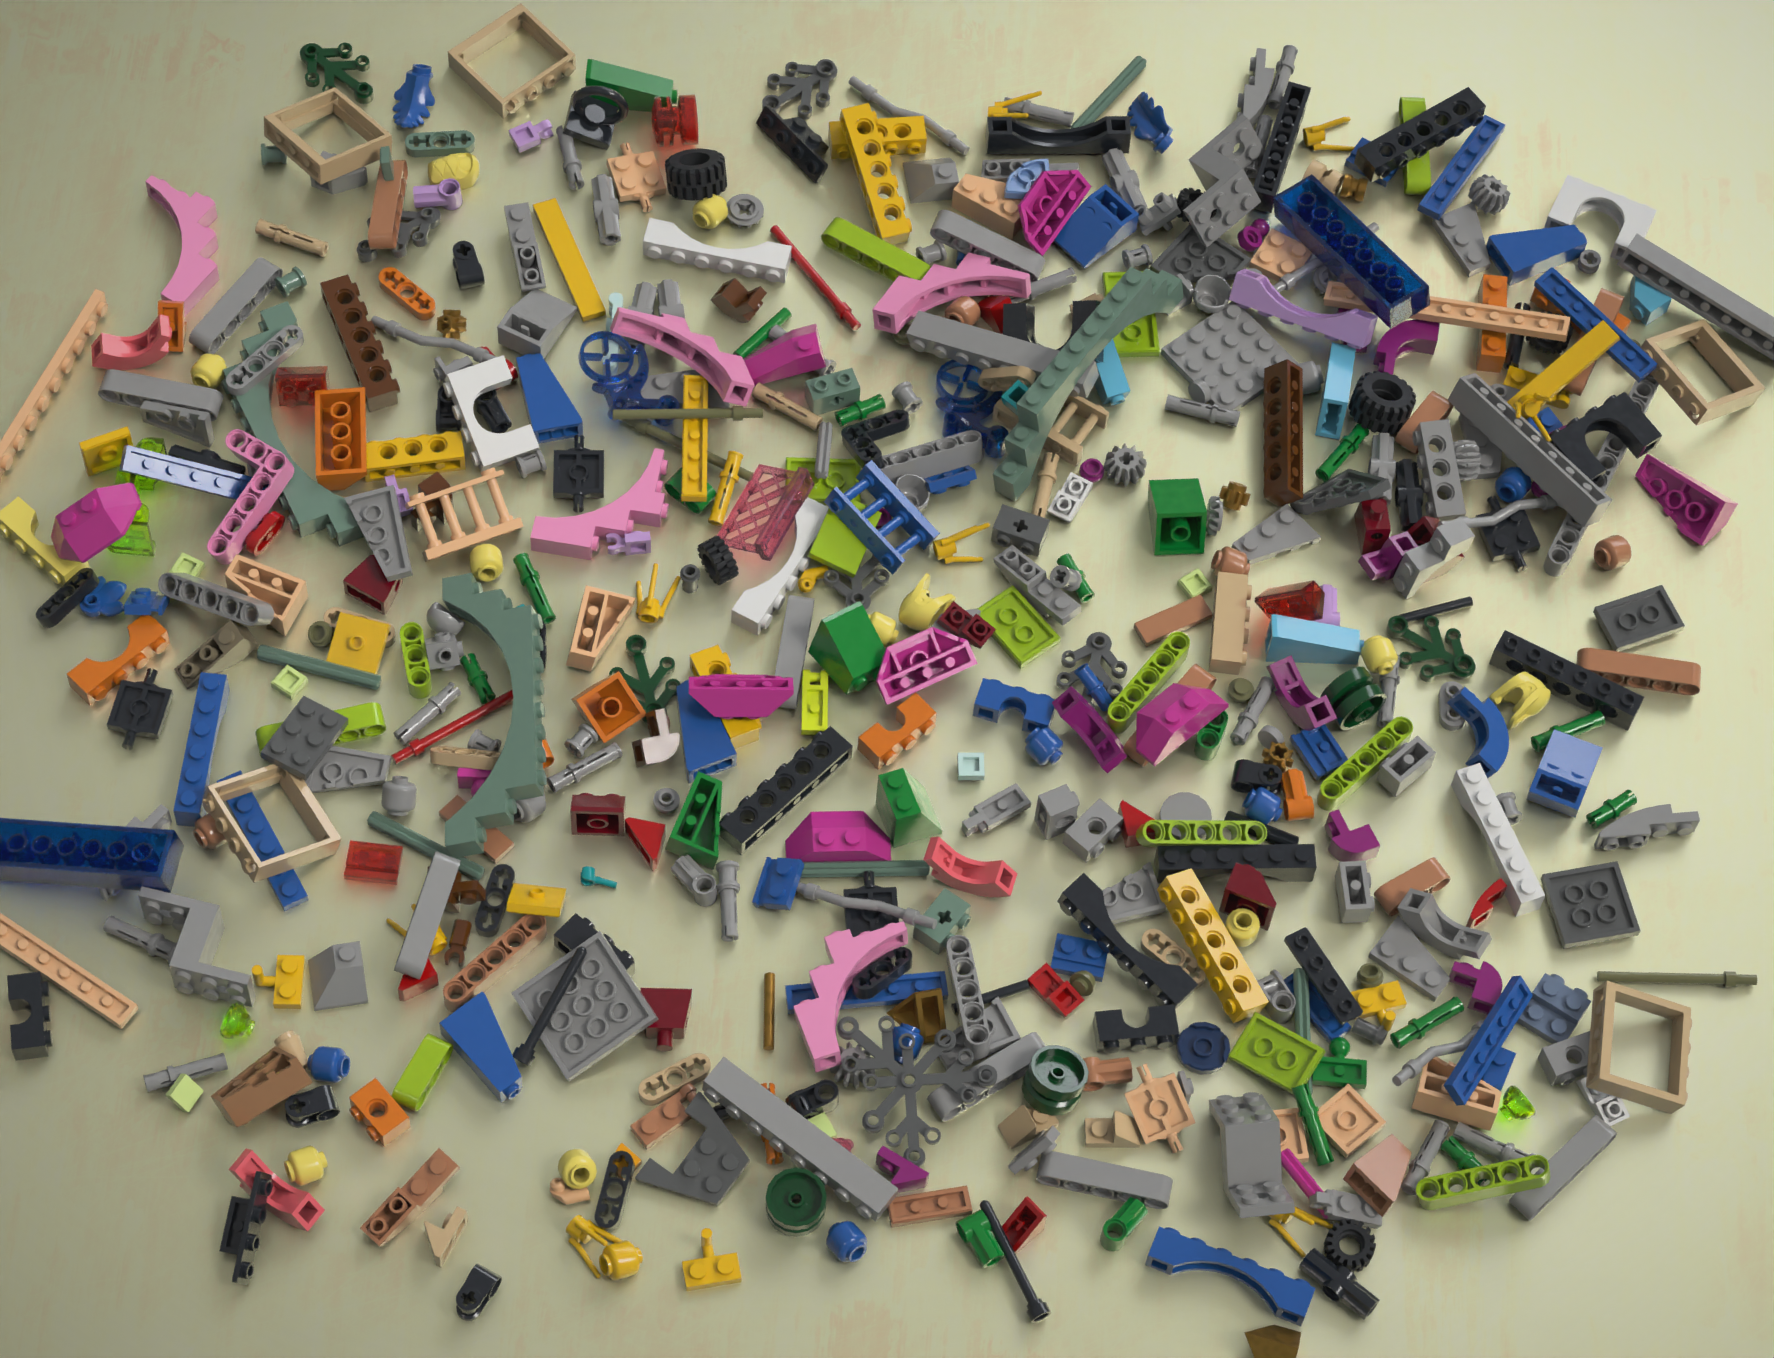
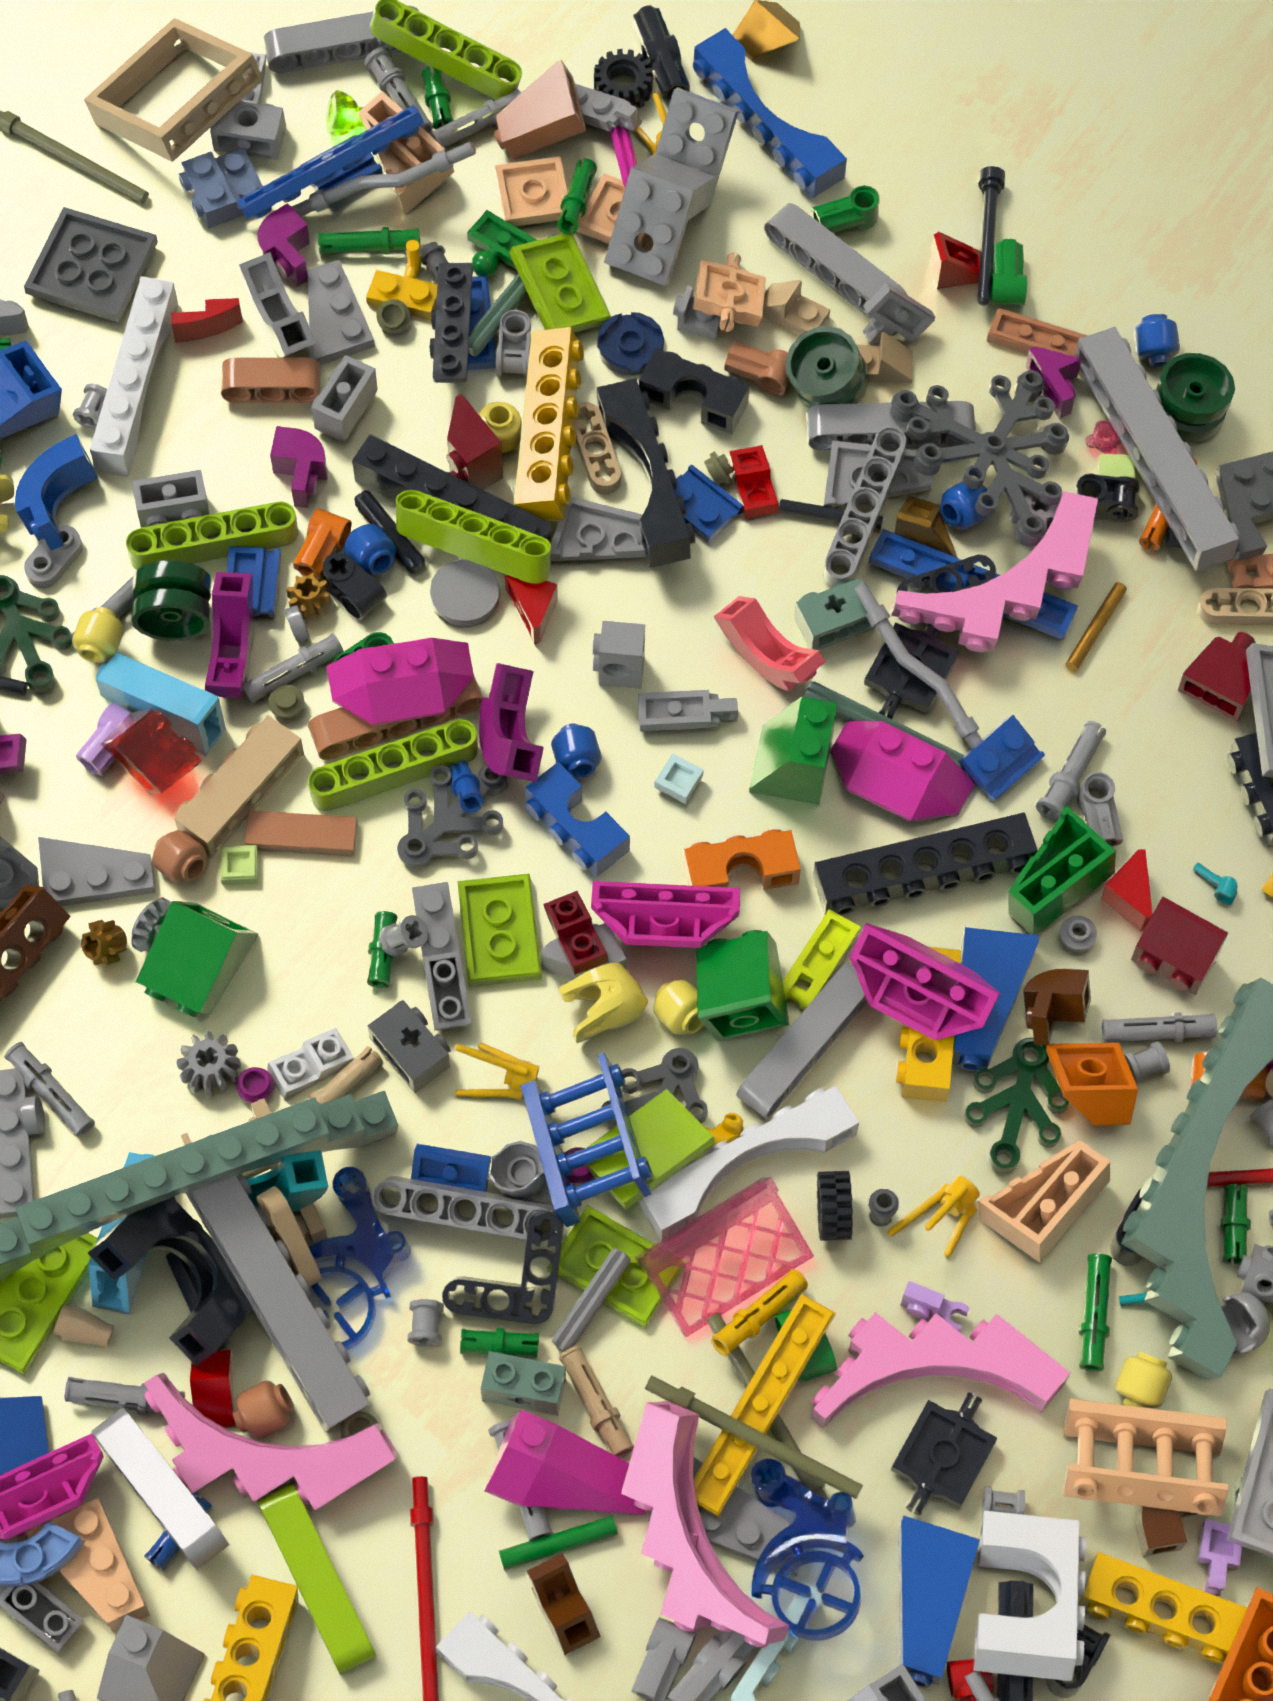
camera: 145 degrees left, 5 degrees up
(932, 253) = (241, 1536): light grey bush -> none
(1099, 818) = (564, 621): light grey brick -> none

